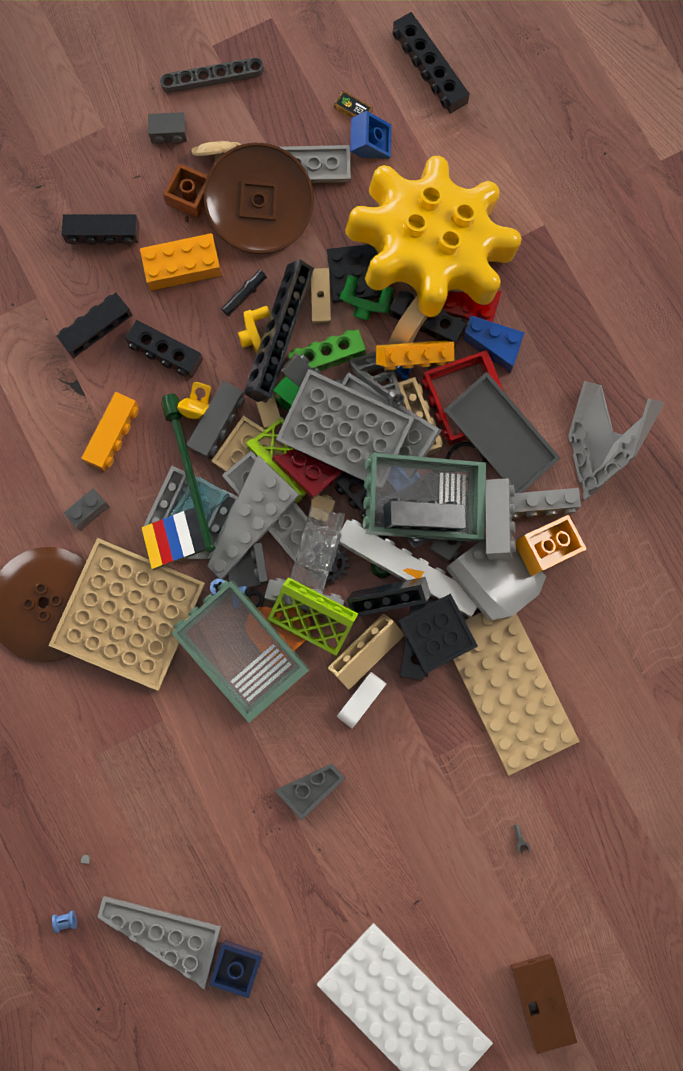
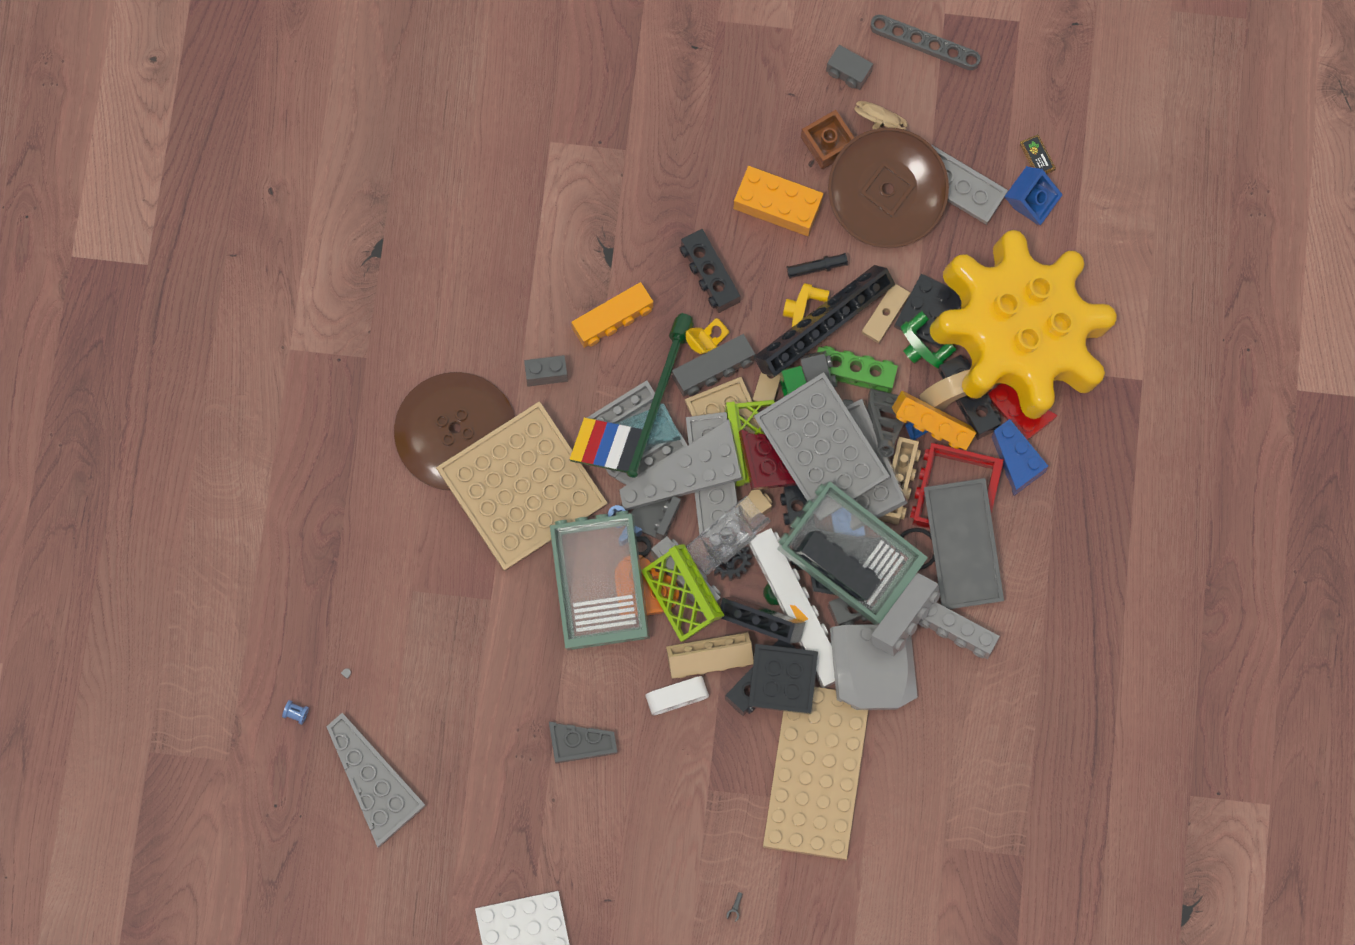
camera: 30 degrees right, 5 degrees down
(94, 325) = (661, 209): black brick -> none
(100, 228) = (725, 124): black brick -> none
(236, 968) = (416, 846): dark blue brick -> none
(429, 53) = (1141, 111): black brick -> none
(549, 545) = (937, 669): light orange brick -> none
(598, 449) = (1049, 605): light grey windscreen -> none

